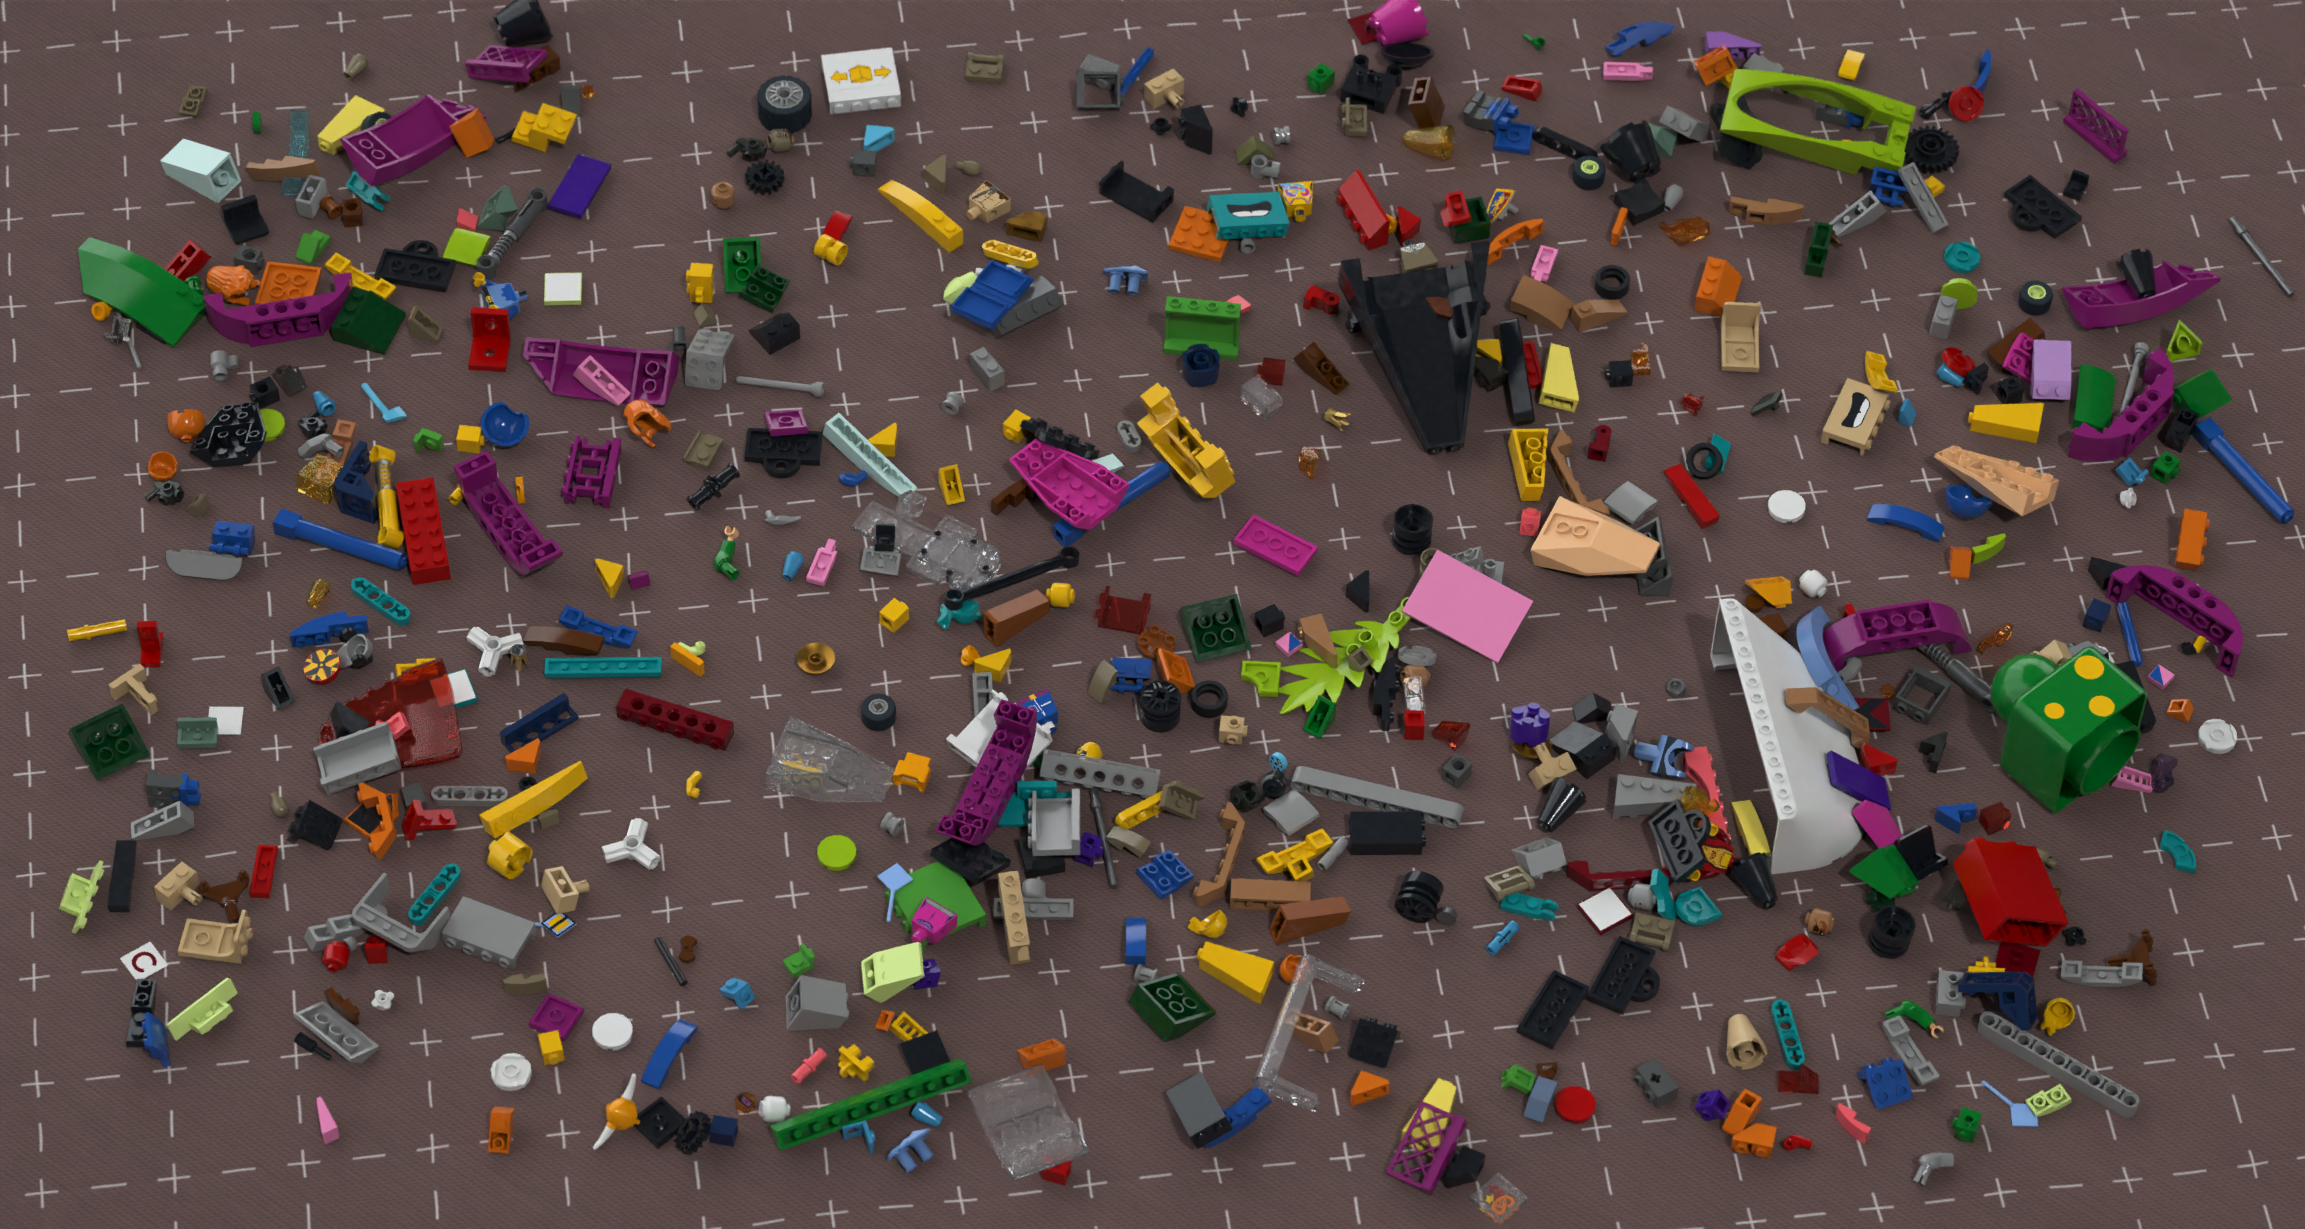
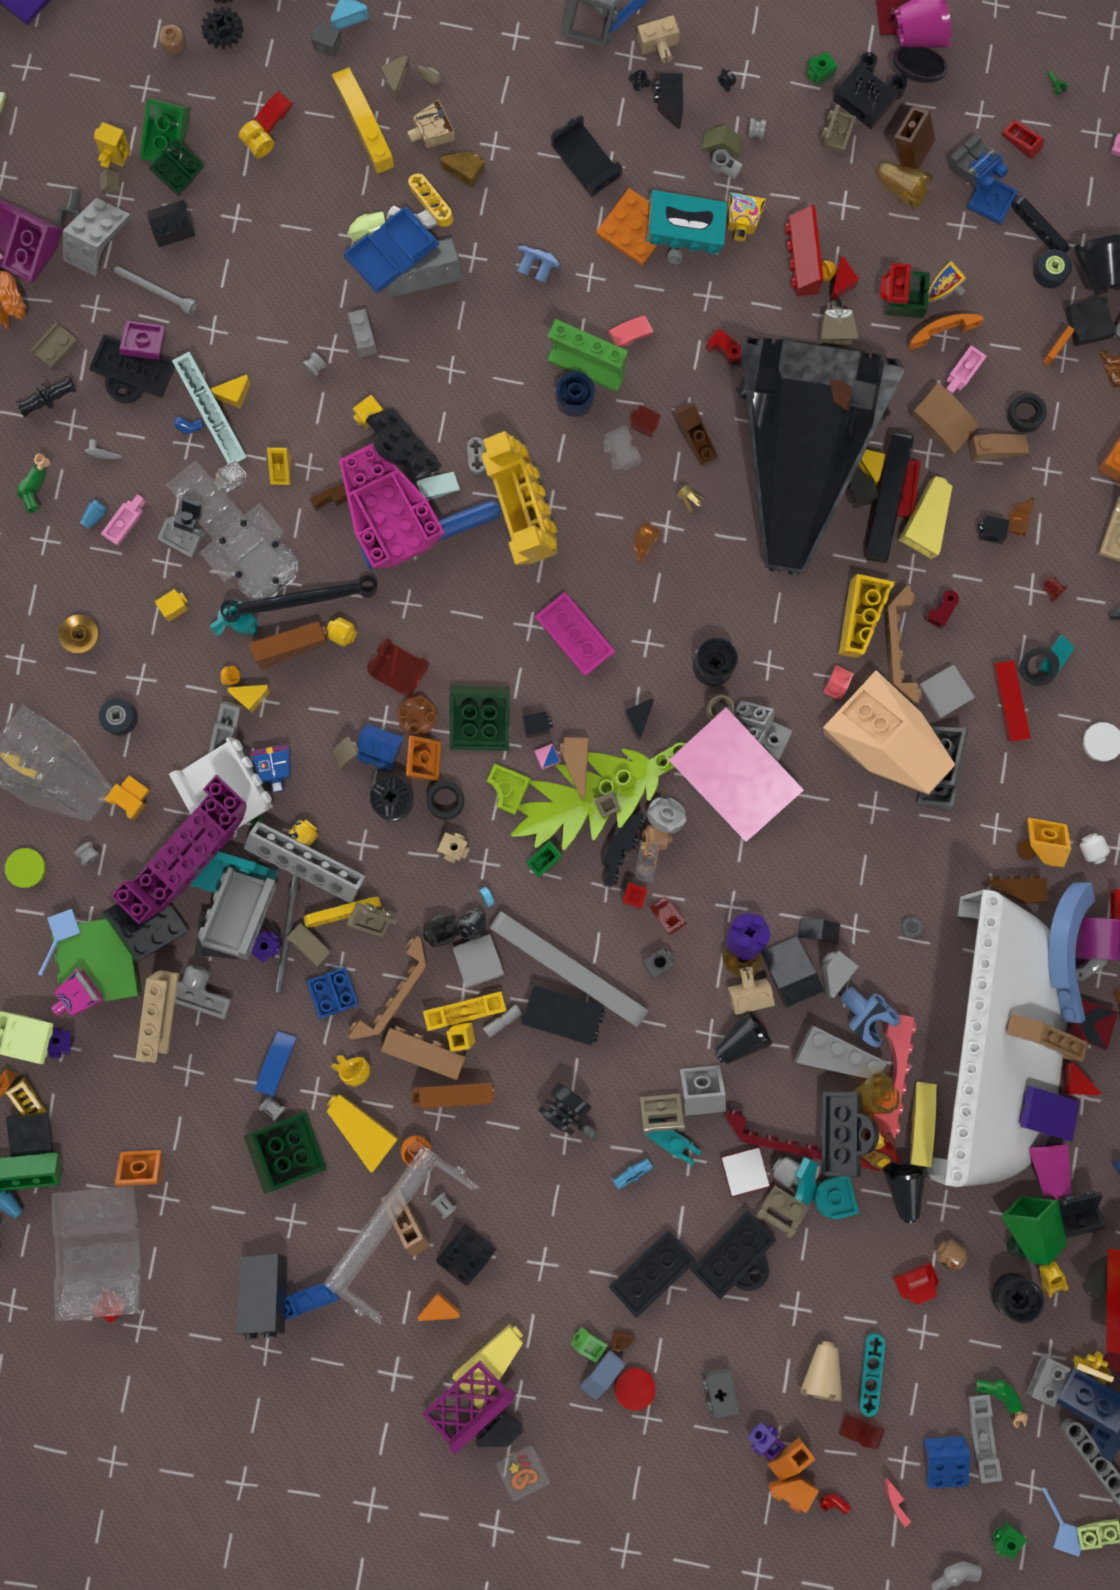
camera: 15 degrees right, 30 degrees up
(1920, 910) = (1052, 1279): none -> yellow piece

